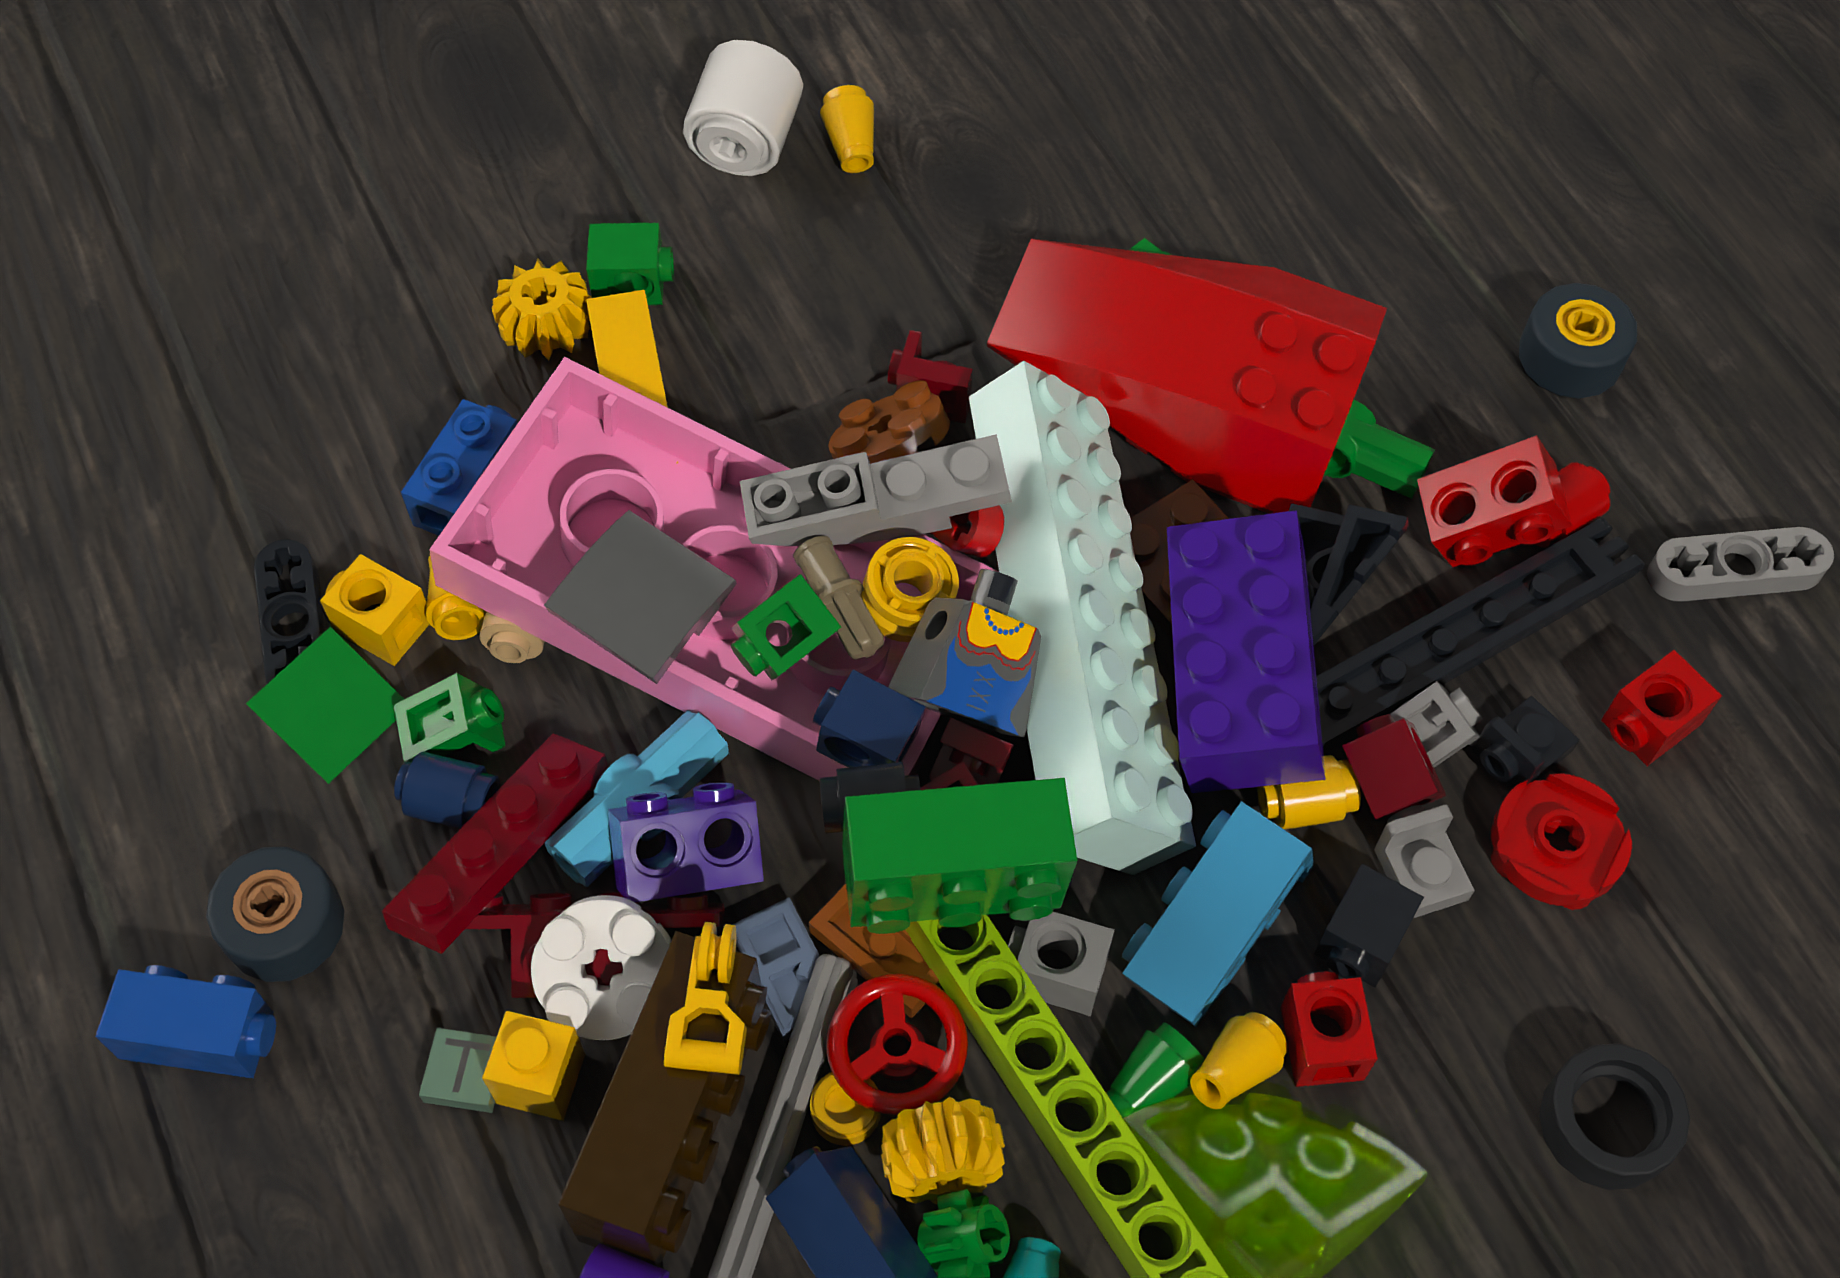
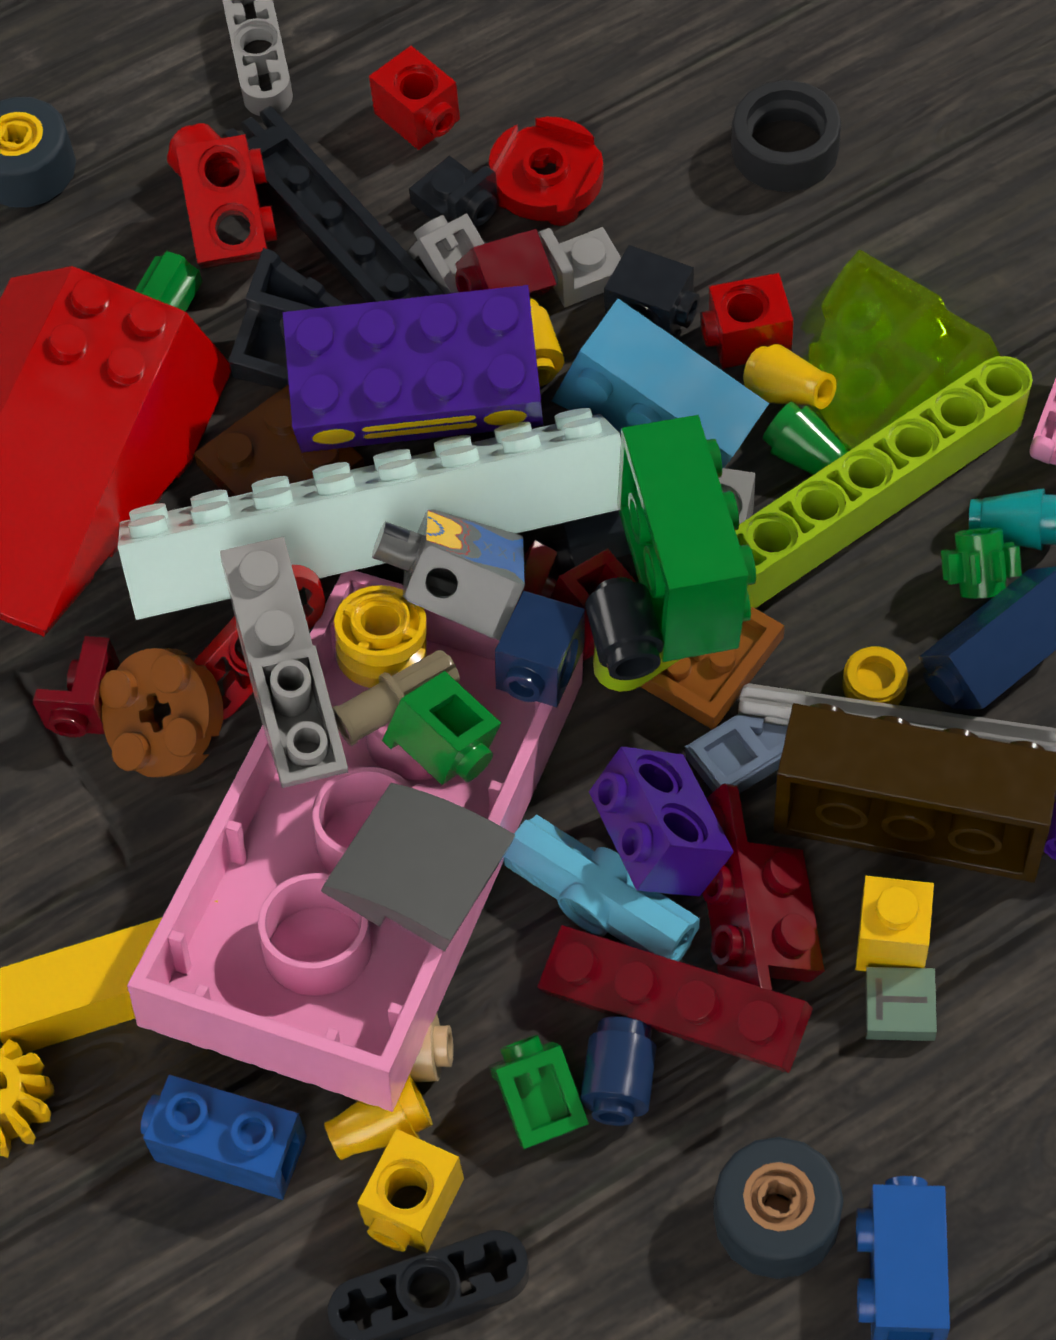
camera: 90 degrees left, 0 degrees up
(327, 705) = (528, 1220): green sticker -> none
(572, 941) = (821, 852): white plate -> none
(708, 954) = (807, 722): yellow piece -> none
(942, 1149) = (914, 579): yellow gear -> none
(946, 1064) = (813, 656): red piece -> none

